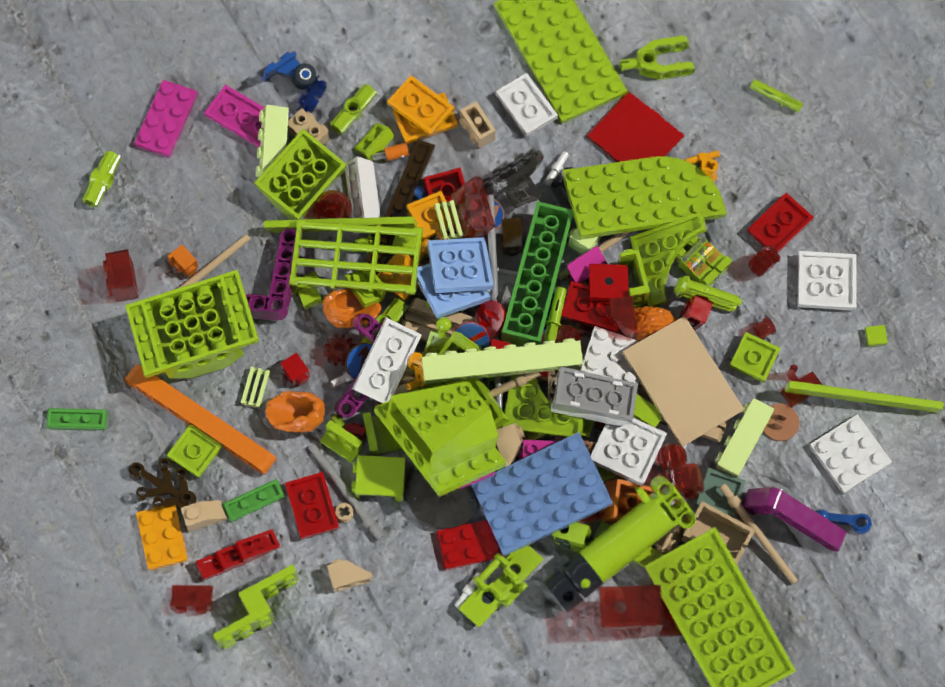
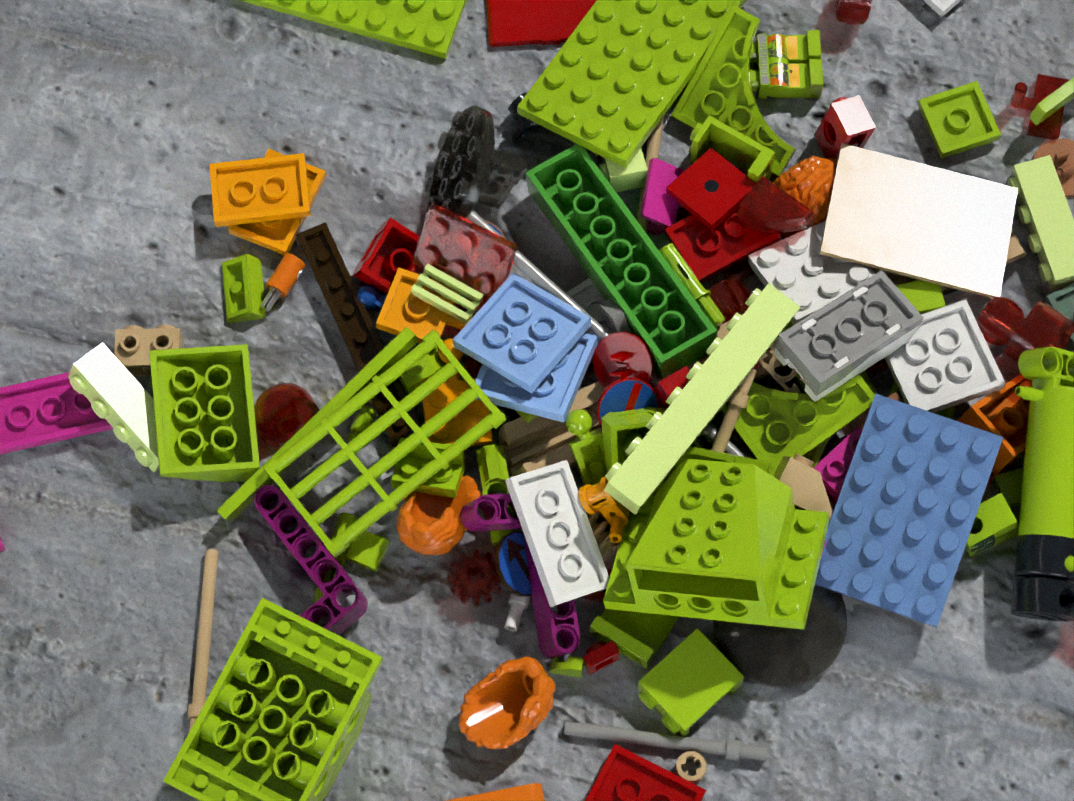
camera: 40 degrees left, 0 degrees up
(120, 275) = (108, 750): clear red brick -> none
(183, 261) = (165, 658): orange brick -> none
(259, 372) = (405, 700): yellowish green tile -> none
(295, 370) = (449, 655): red brick -> none
(302, 74) = (69, 292): plate -> none
(307, 100) = (100, 291): clear blue hinge -> none
(341, 442) = (598, 685): lime bracket -> none
(346, 117) = (179, 289): lime piece -> none
(362, 188) = (293, 359): white panel -> none
(467, 591) = (934, 711): white bar -> none
(468, 545) = (876, 657): red plate -> none
(477, 125) = (352, 150): tan brick -> none
(505, 589) = (975, 669): lime piece -> none
(511, 236) = (537, 242): dark brown slope -> none
(526, 104) = (382, 73): white plate -> none
(556, 168) = (499, 115): white bar -> none
(722, 299) = (812, 106): lime piece -> none
(764, 328) = (934, 75): clear red wheel -> none

